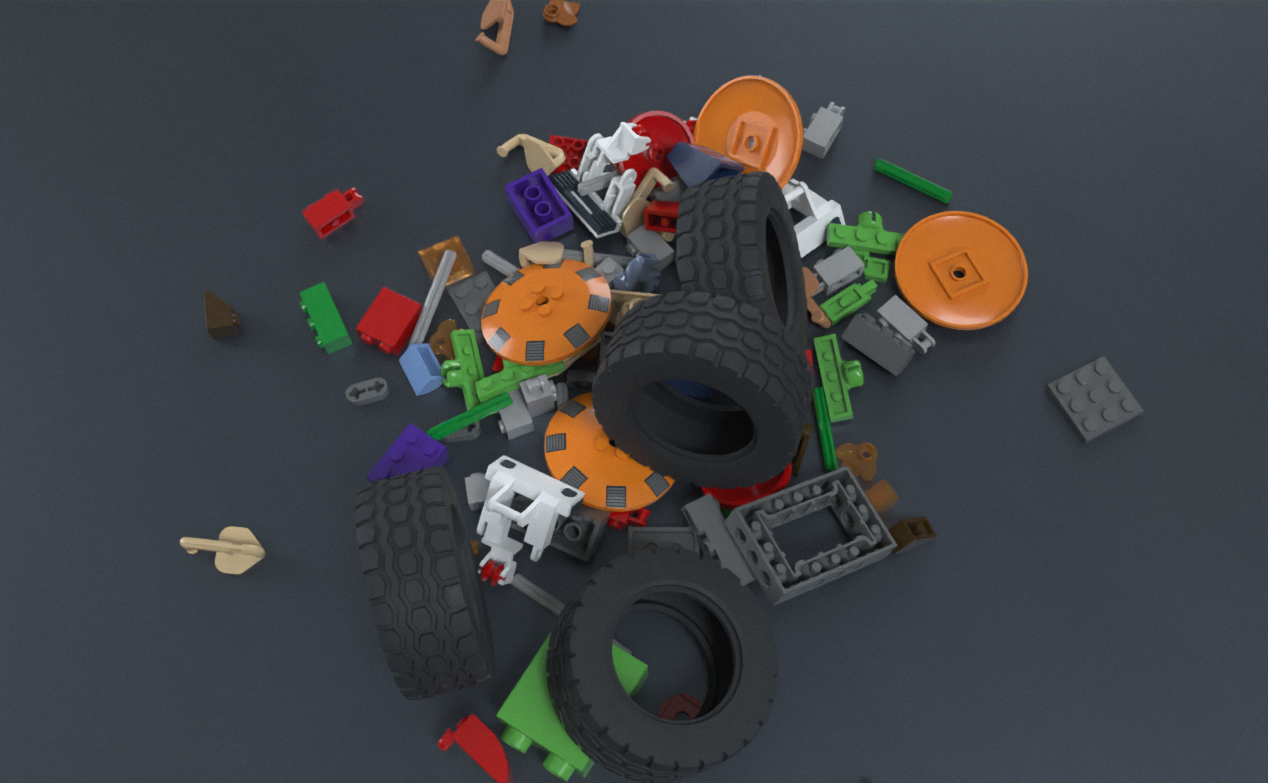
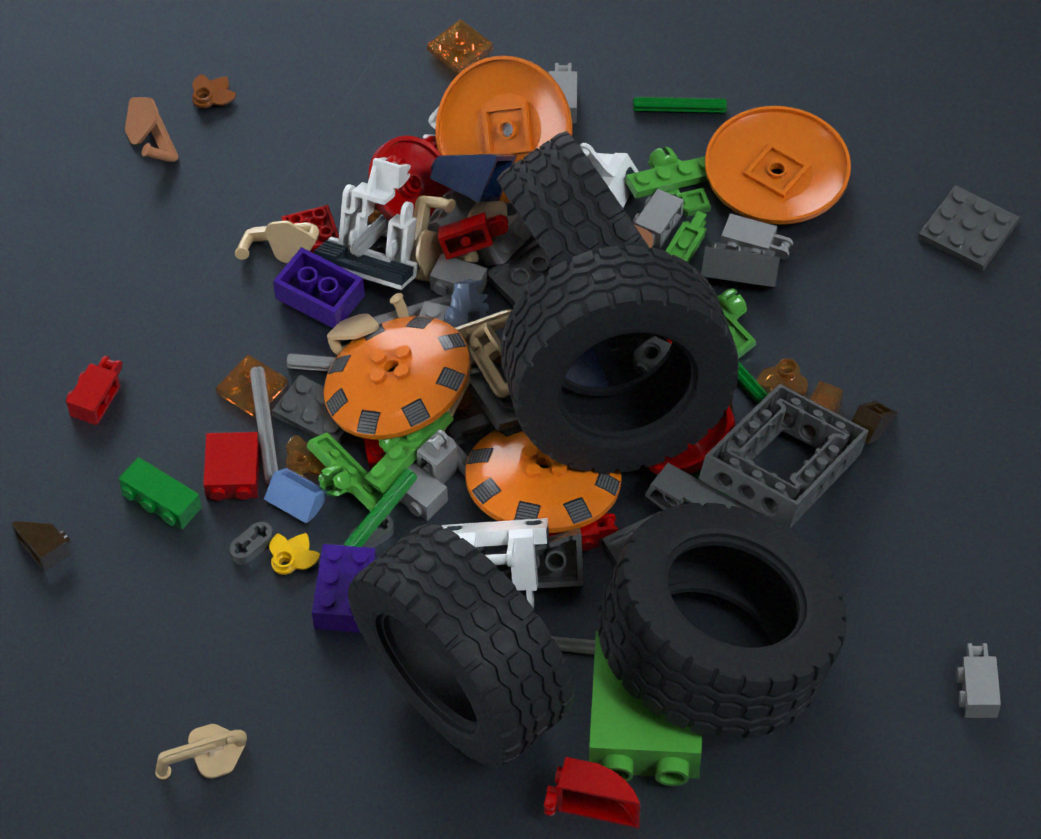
camera: 30 degrees left, 10 degrees down
(393, 413) = (293, 551): none -> yellow plate
(767, 55) = (460, 46): none -> clear orange plate

